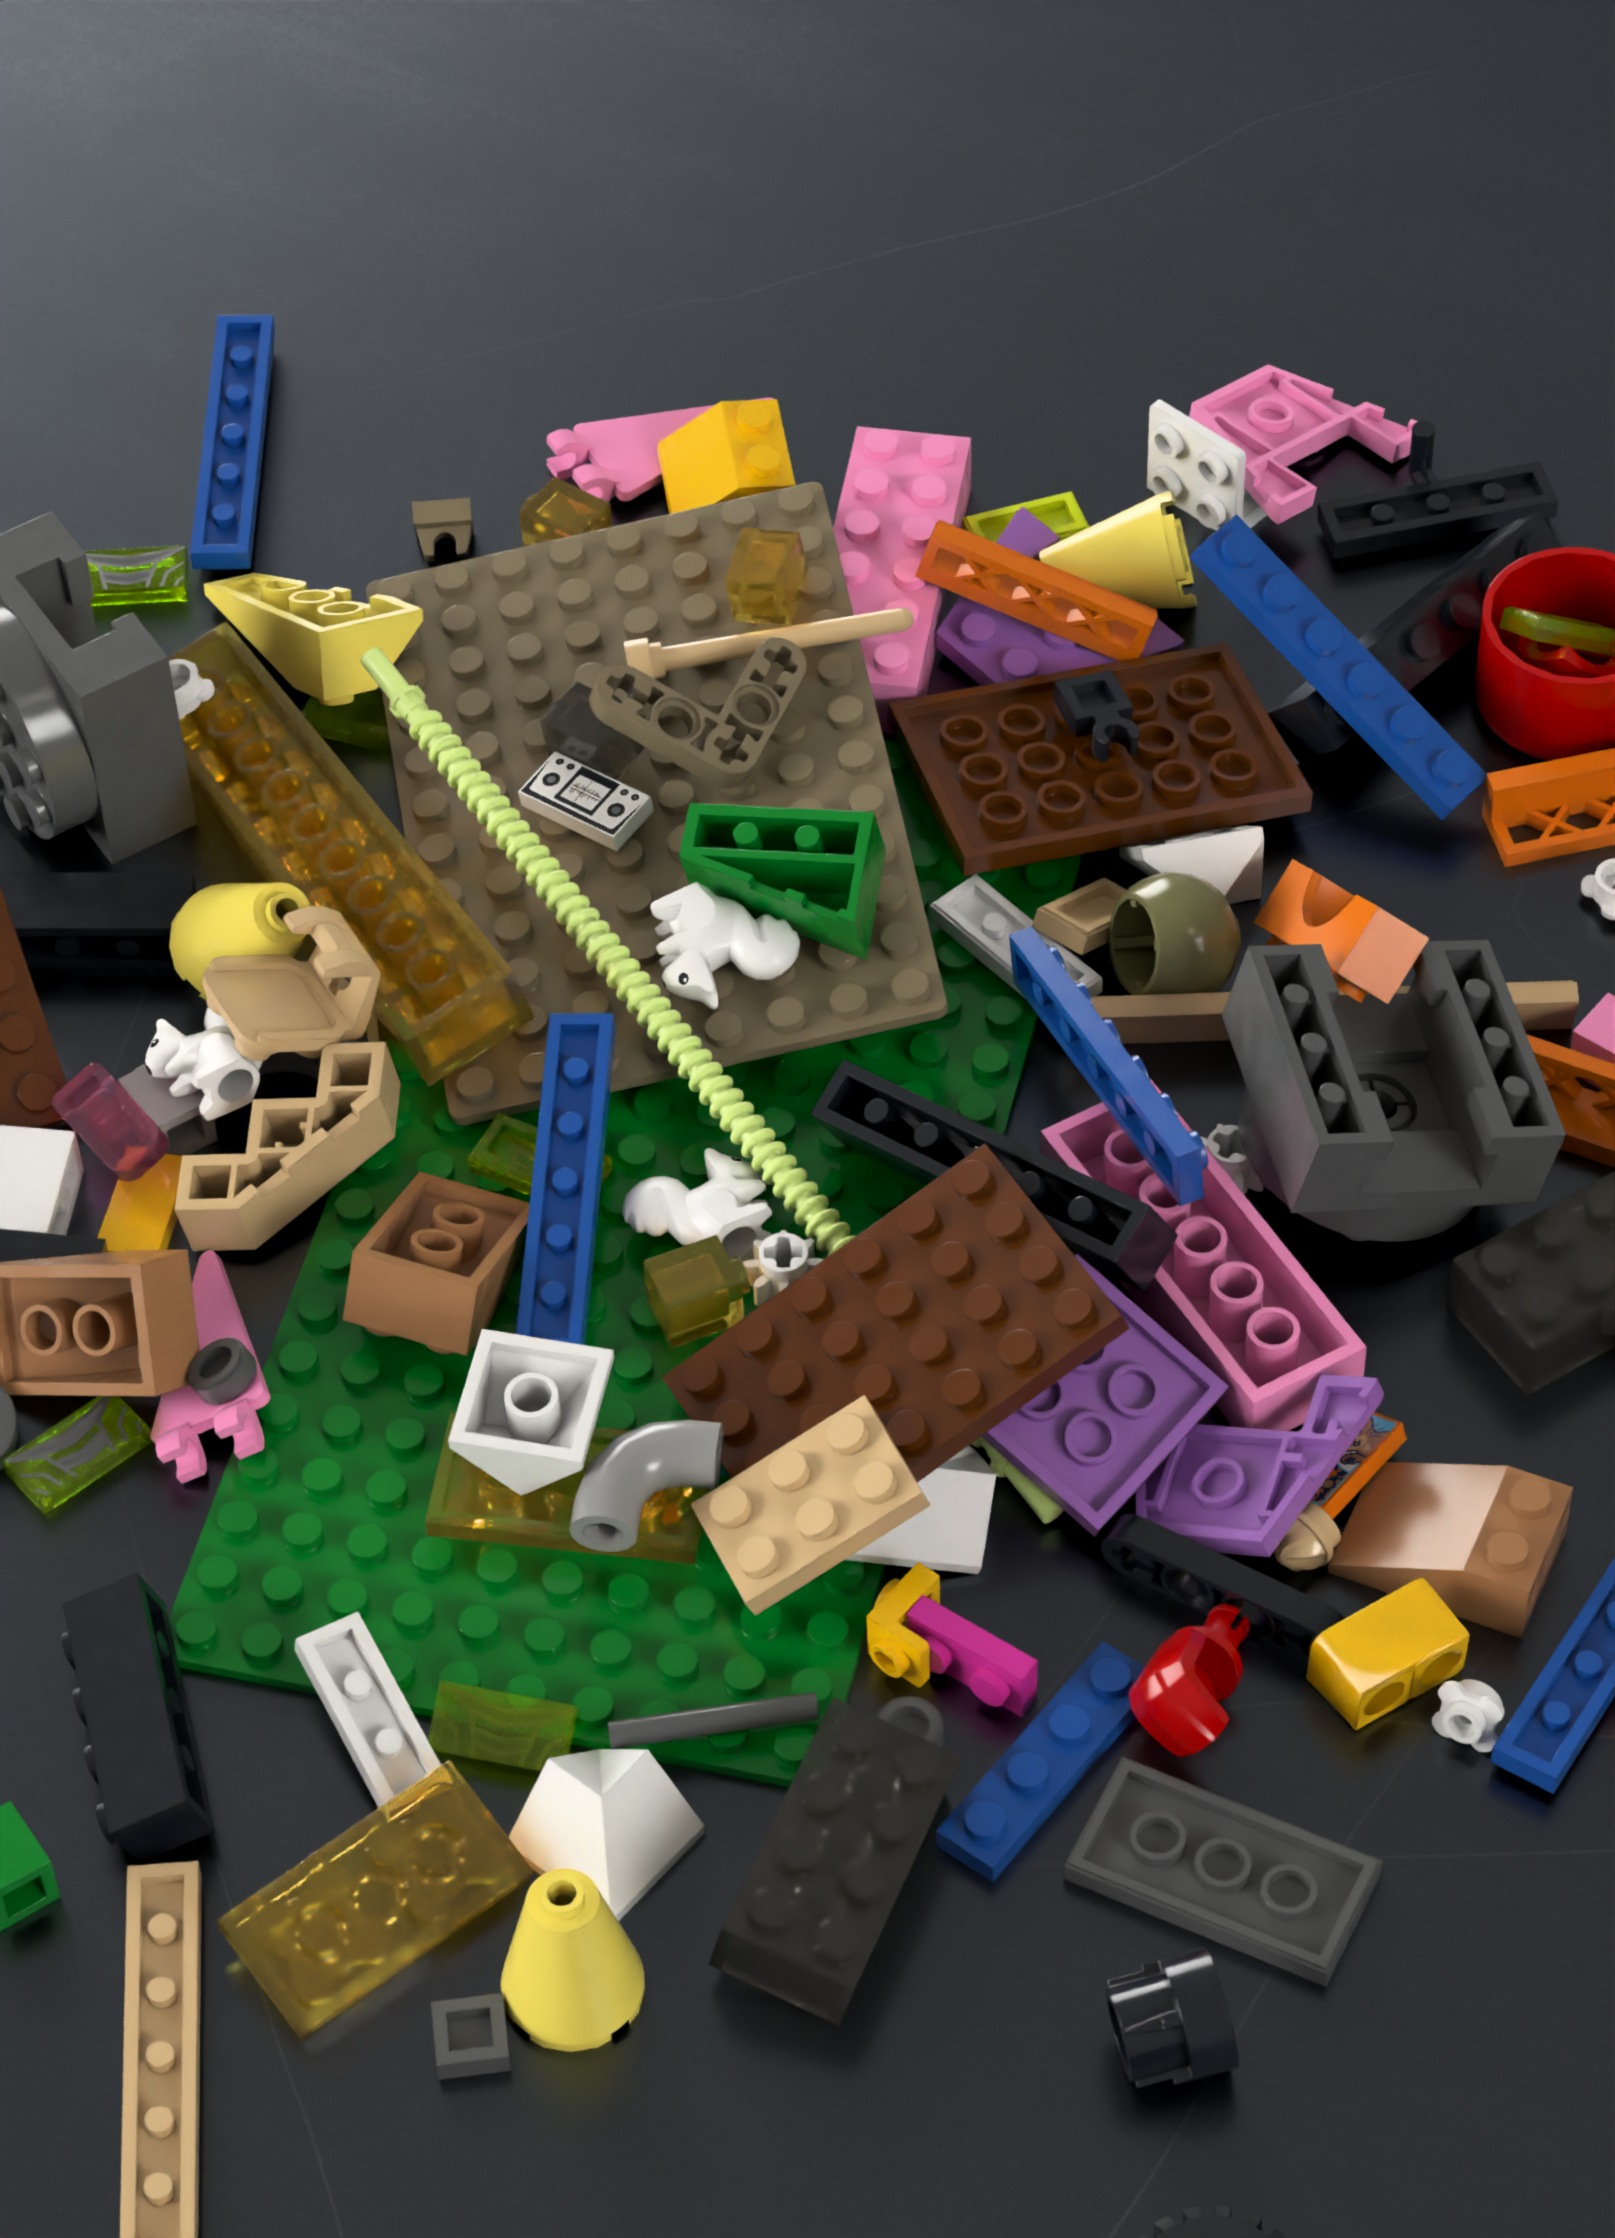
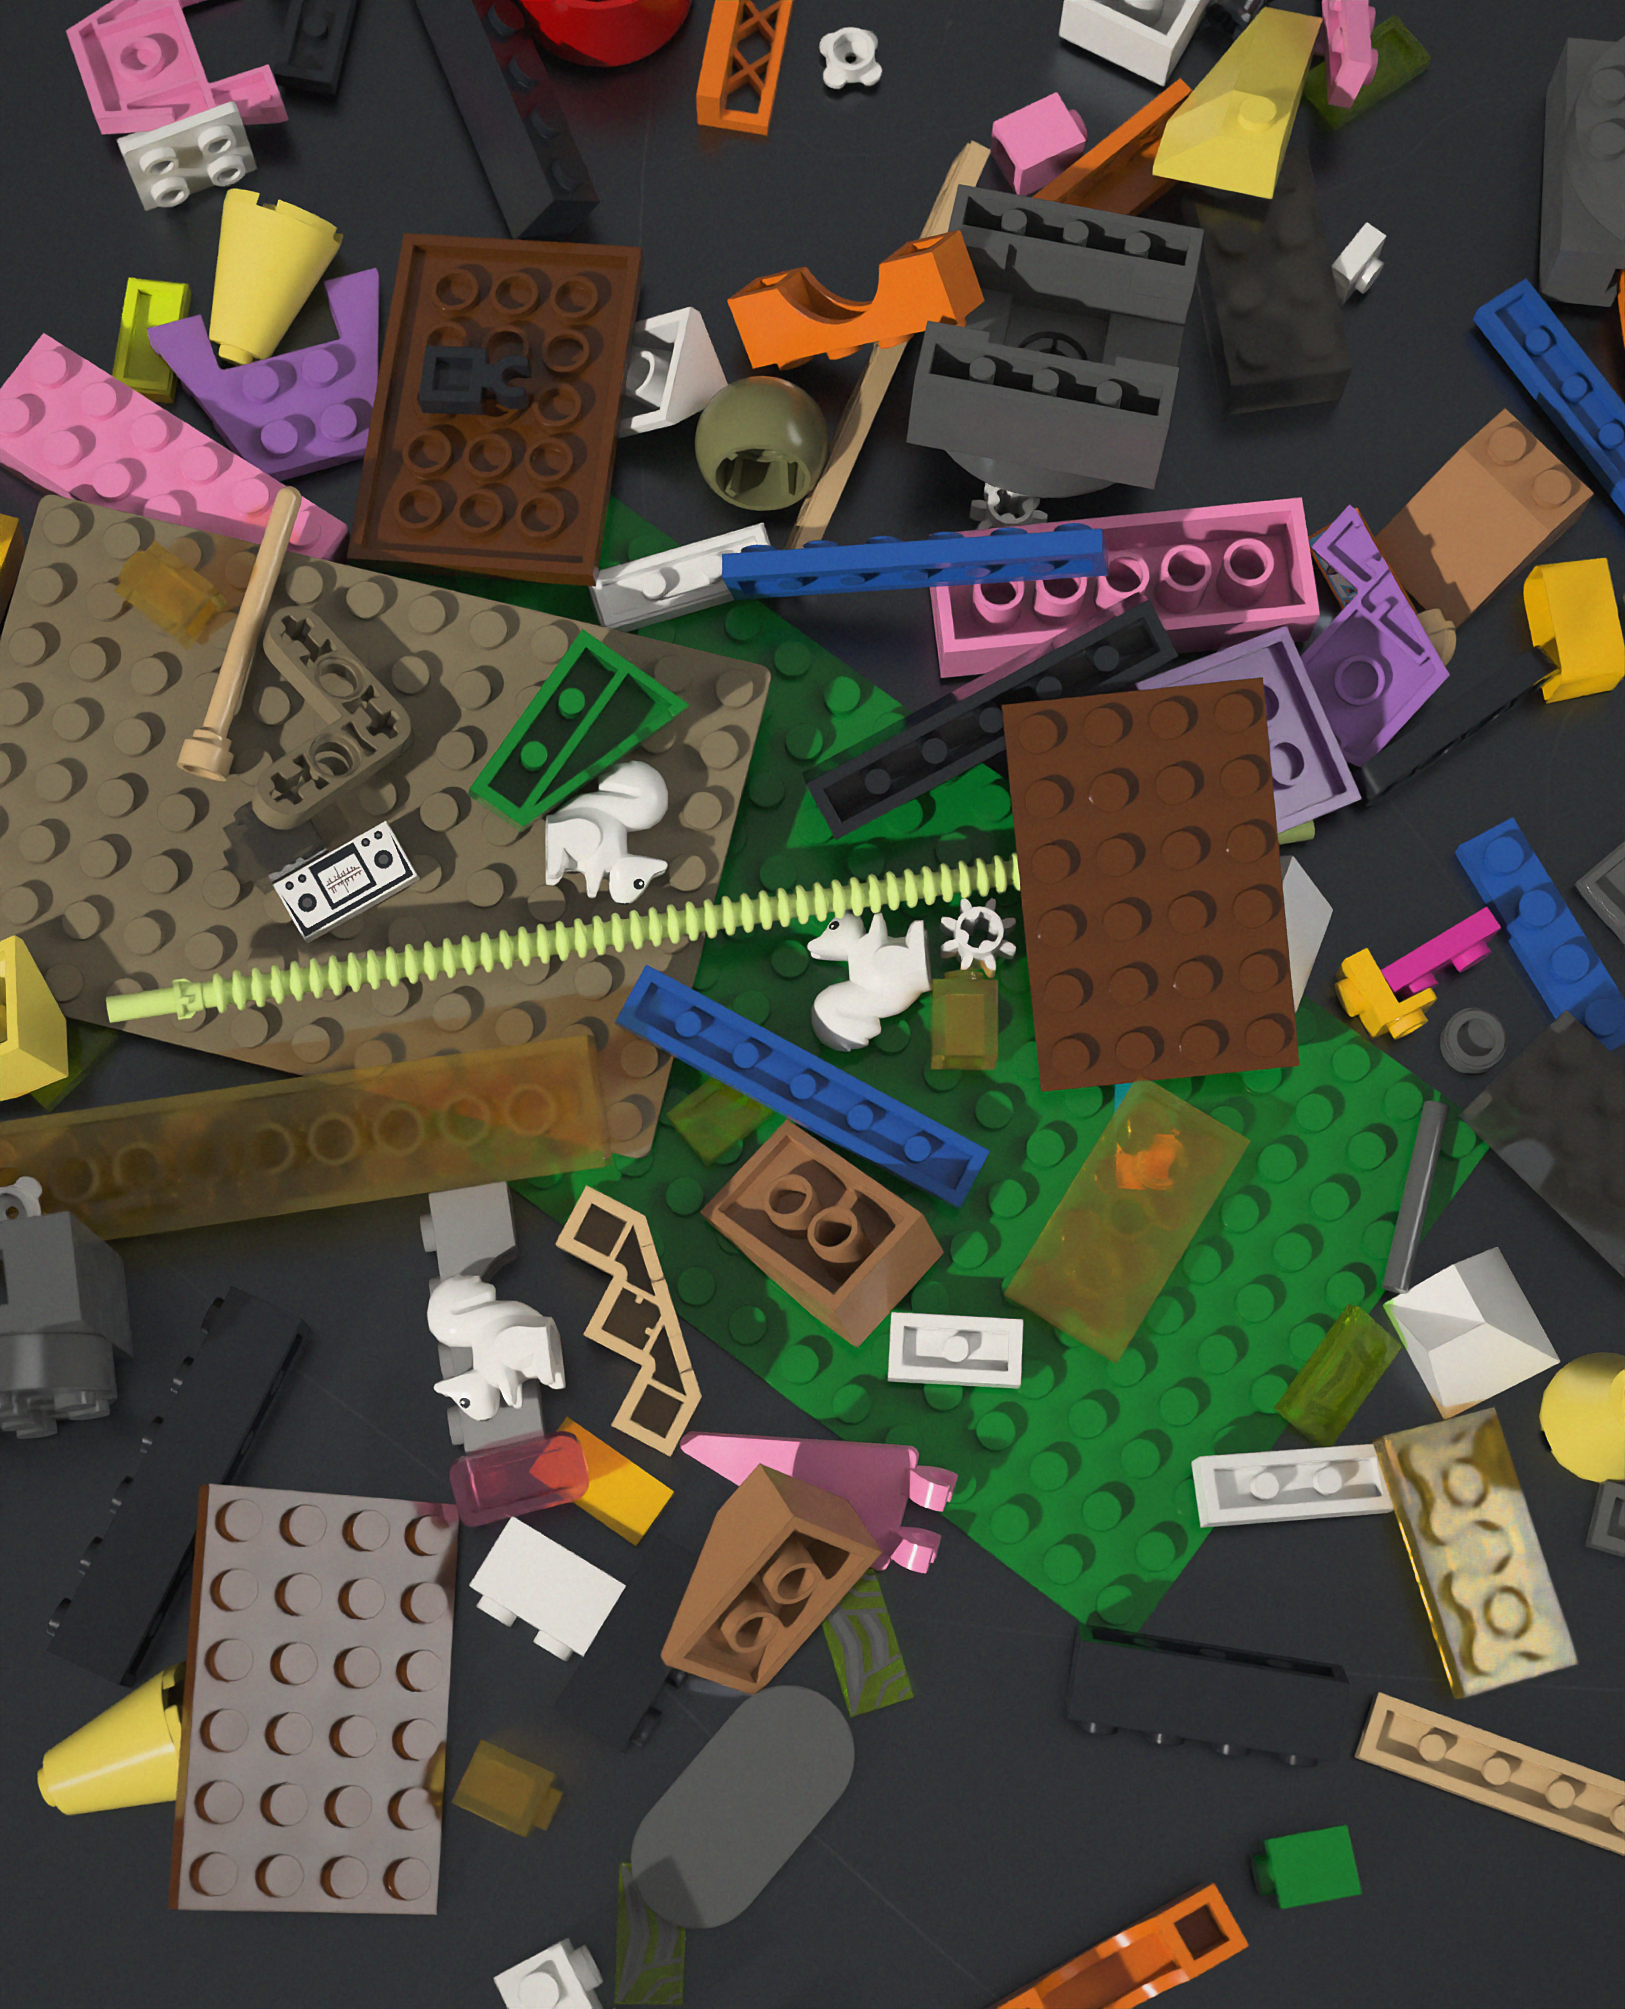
camera: 70 degrees left, 25 degrees up
(221, 1371) = (865, 1479): dark grey tile -> none
(233, 922) = (349, 1267): light yellow cone -> none
(292, 1003) = (491, 1250): tan piece -> none
(378, 1400) = (955, 1350): none -> white plate
(529, 1408) = (1082, 1218): white slope -> none
(635, 1468) = (1170, 1153): light grey cylinder -> none
(810, 1505) = (1282, 1023): tan plate -> none
(1036, 593) = (282, 364): orange fence -> none
(1080, 917) = (679, 498): tan tile -> none
(1187, 1678) = (1539, 798): red piece -> none
(1339, 667) = (539, 151): blue plate -> none

